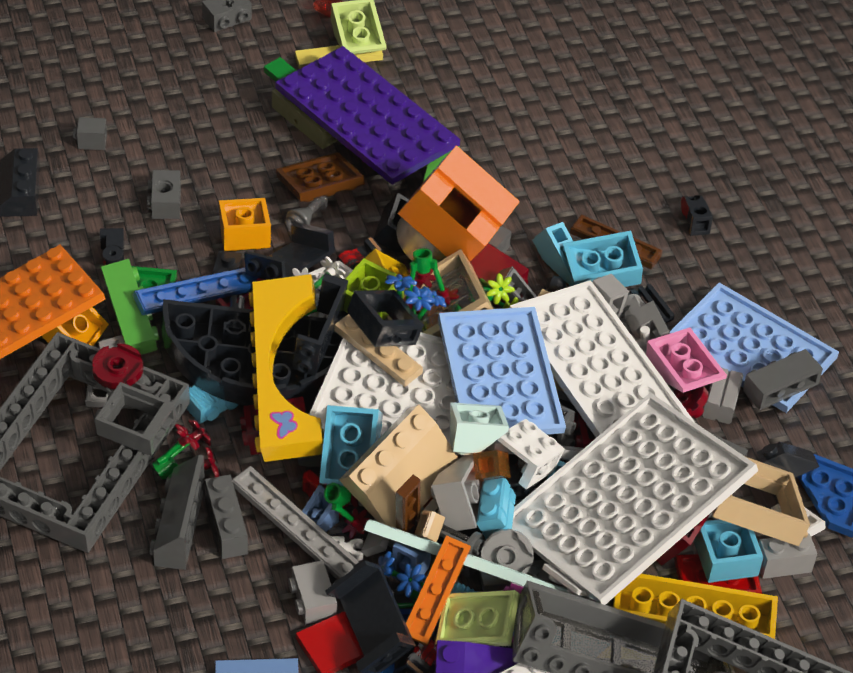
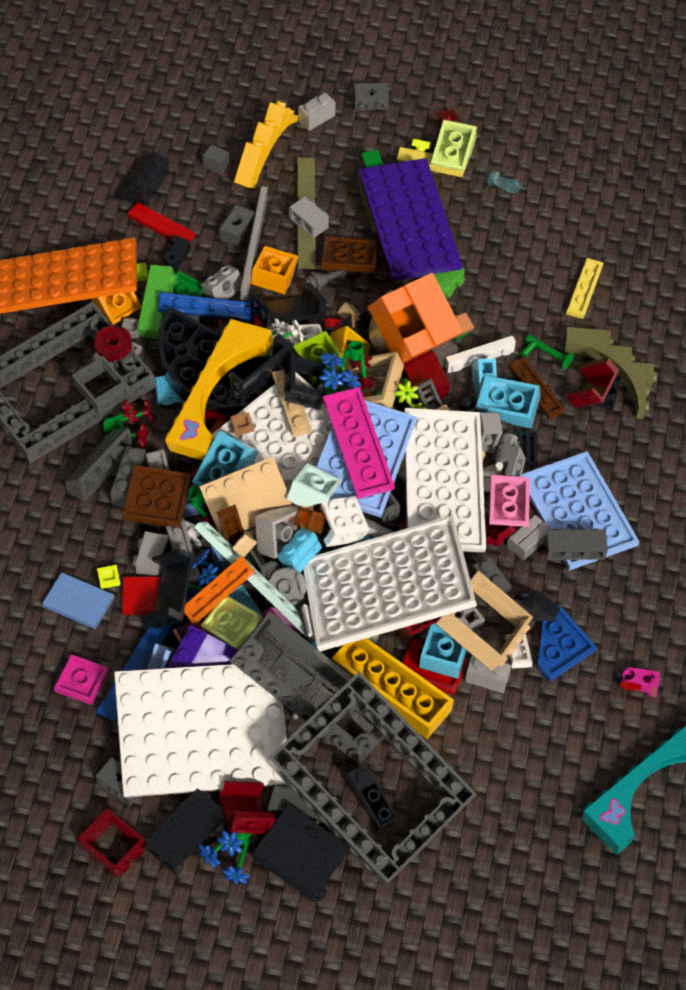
camera: 30 degrees right, 10 degrees up
(66, 225) = (159, 223): none -> red tile
(142, 95) = (265, 136): none -> yellow arch
(176, 45) = (316, 111): none -> light grey brick
(194, 258) = (223, 283): none -> light grey brick
(202, 206) = (253, 244): none -> light grey tile
(234, 153) = (306, 188): none -> olive tile
(246, 154) = (309, 217): none -> light grey brick
(277, 640) = (108, 576): none -> neon yellow plate
(283, 520) = (157, 496): none -> reddish brown plate
(317, 40) = (421, 145): none -> neon yellow plate
(338, 393) = (242, 424): none -> medium nougat plate
(354, 239) = (348, 309): none -> tan slope
(441, 49) = (506, 184): none -> clear light blue piece
(493, 358) = (358, 443): none -> dark pink plate
(543, 219) = (488, 351): none -> white plate
(582, 196) = (534, 342): none -> green piece
(593, 124) = (584, 288): none -> light yellow tile
(653, 174) = (598, 345): none -> olive arch
(679, 208) = (600, 377): none -> dark red panel

